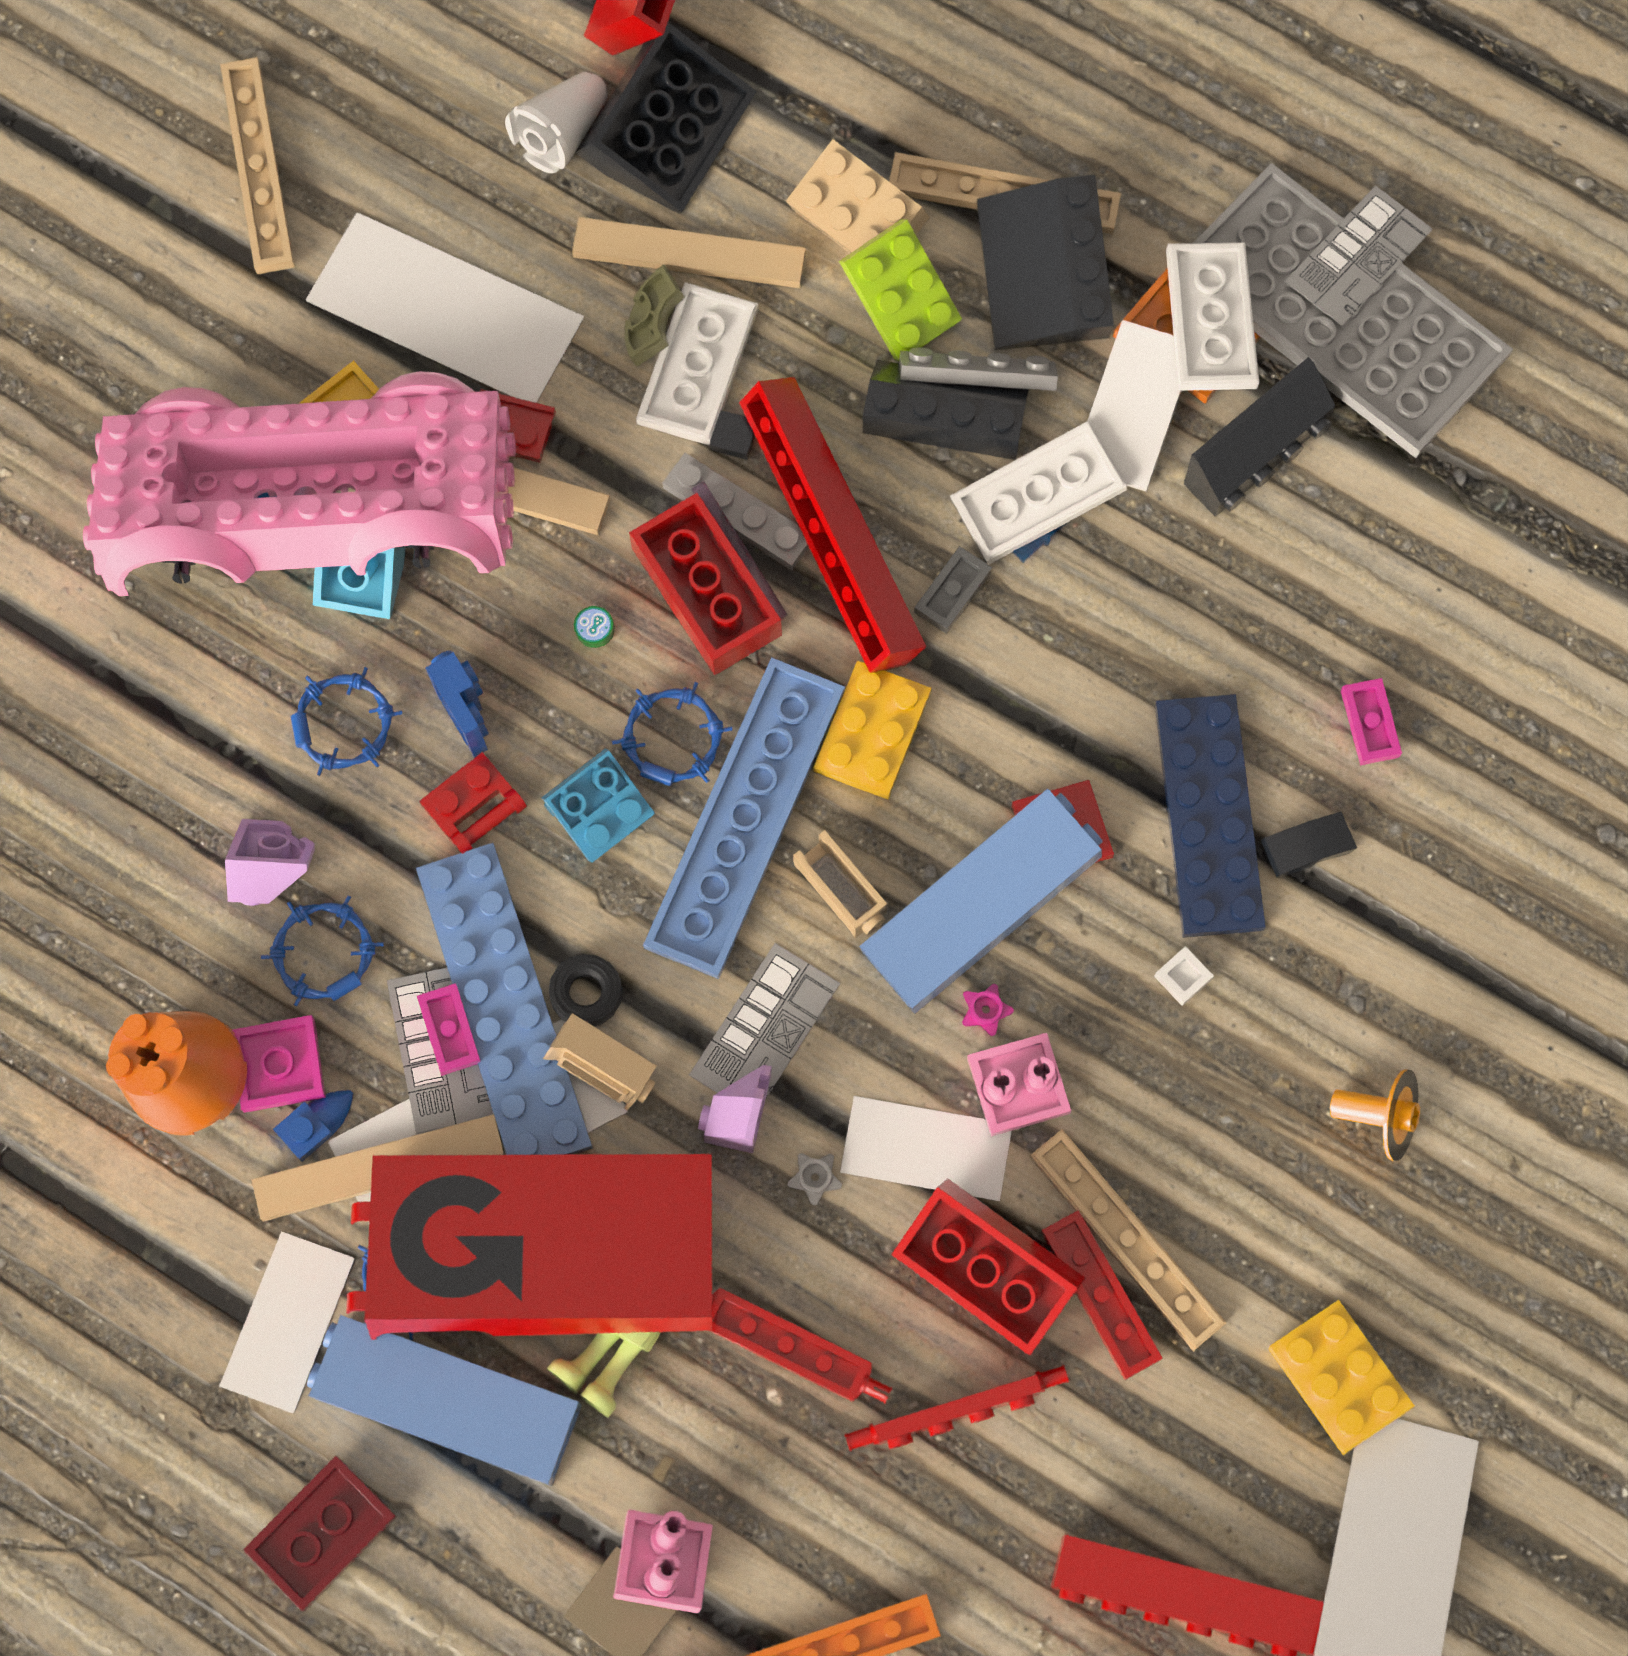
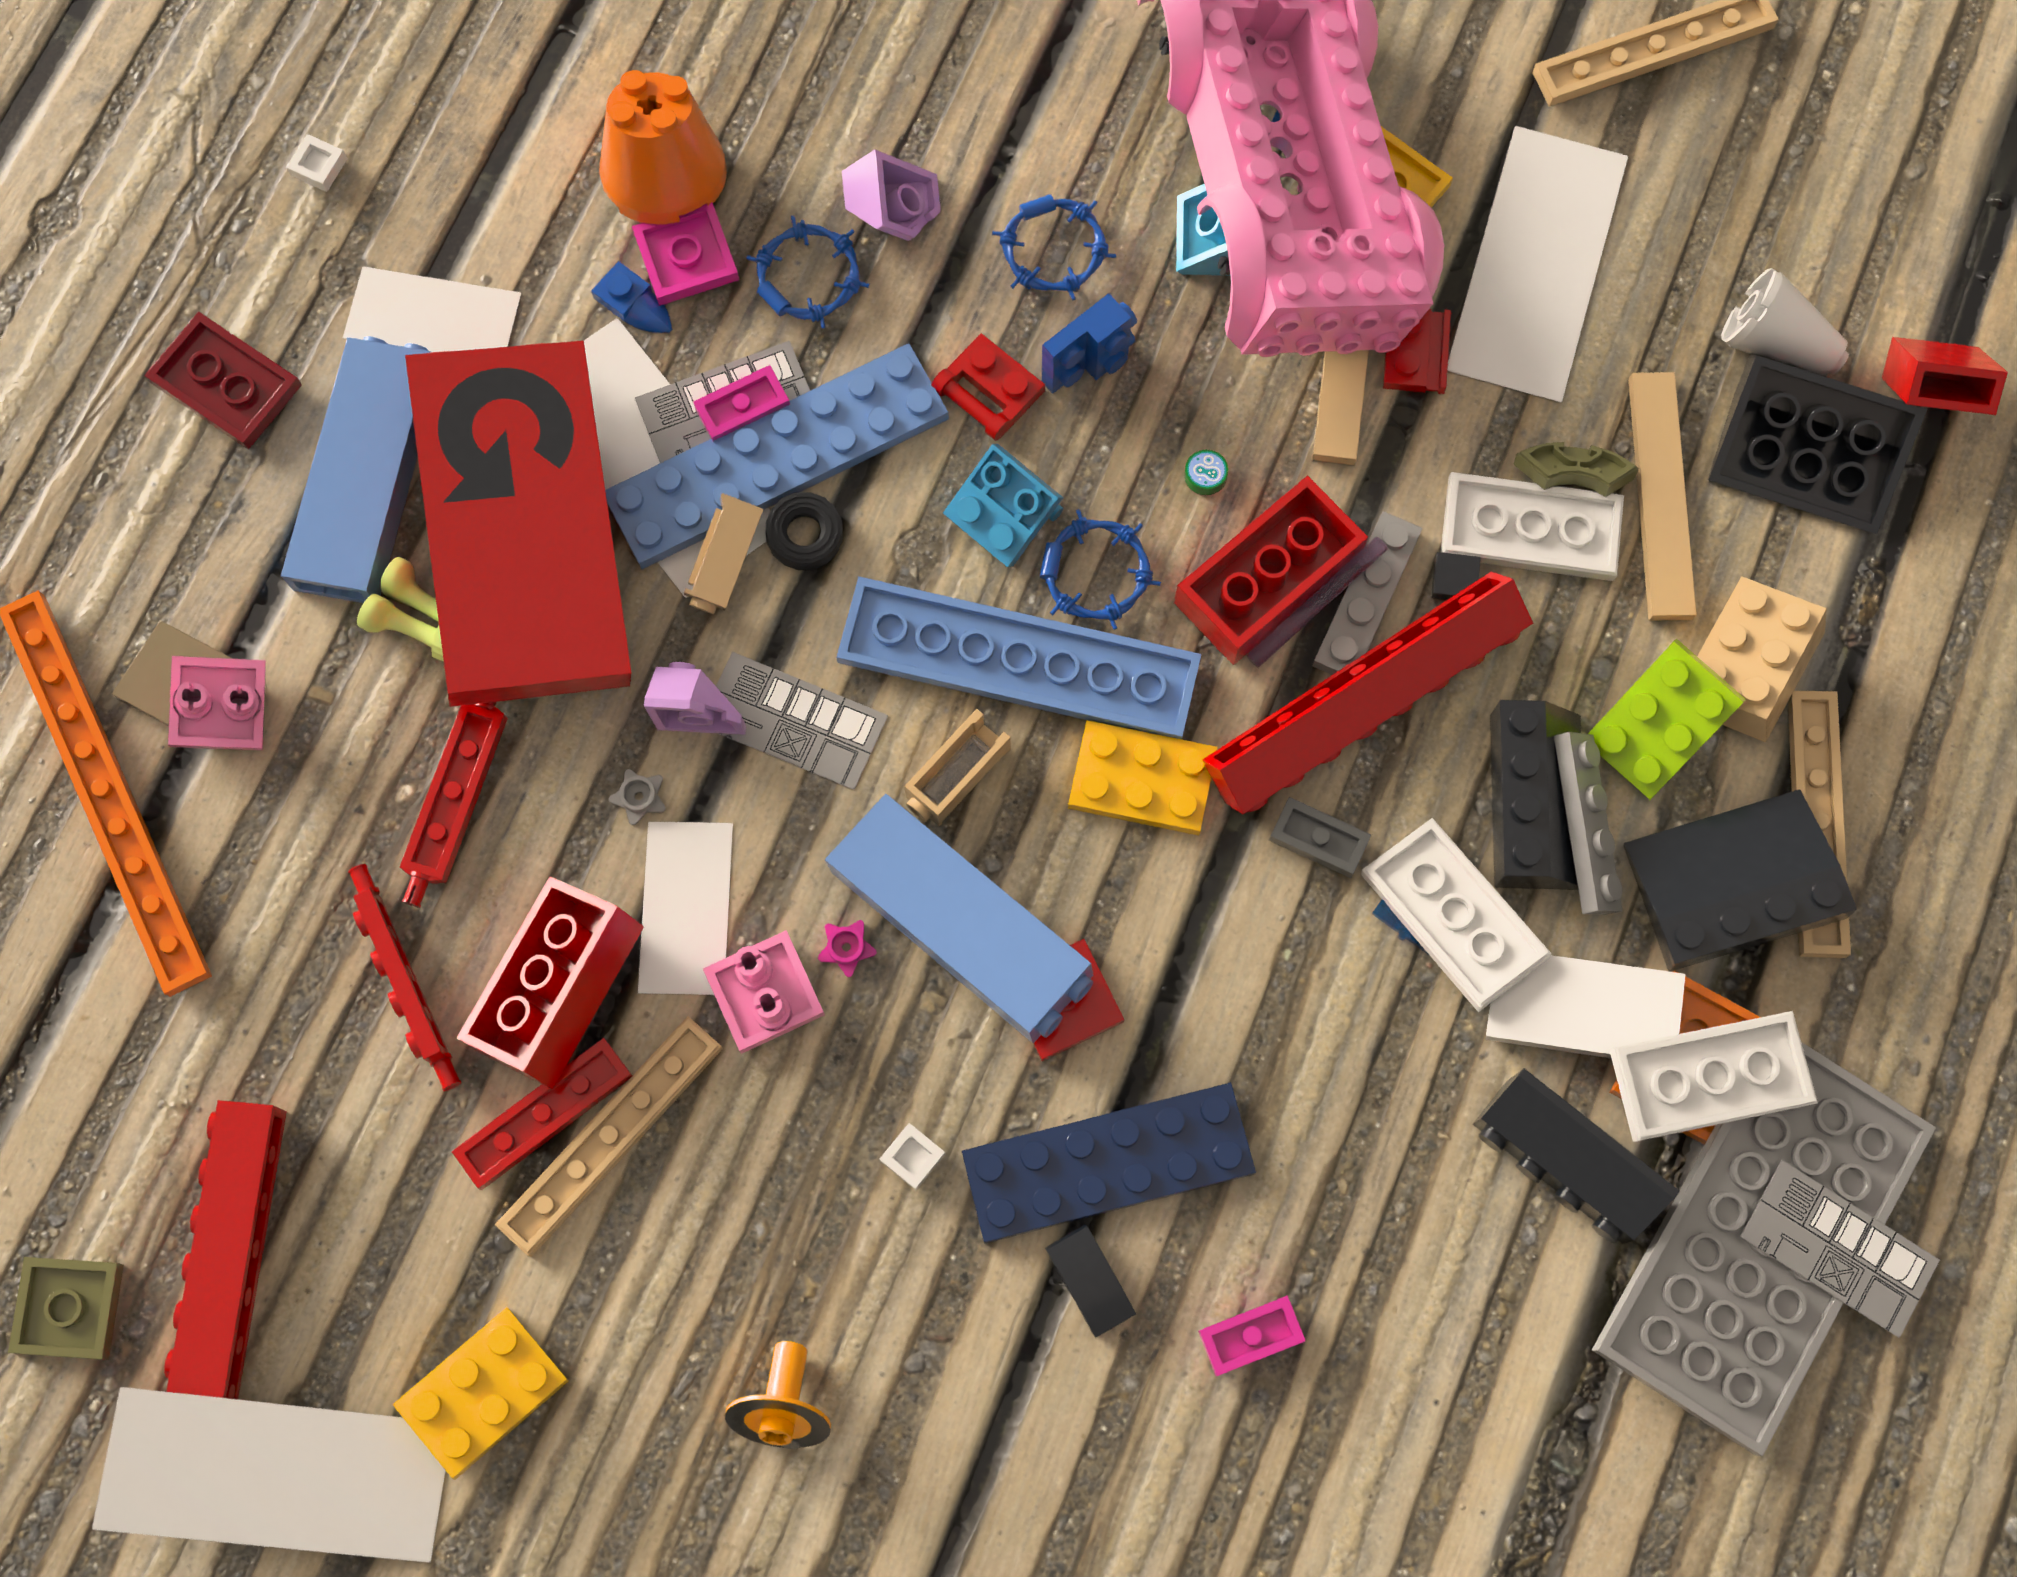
camera: 80 degrees right, 0 degrees up
(99, 1417) = (317, 163): none -> white plate
(352, 1172) = (613, 409): tan tile -> none

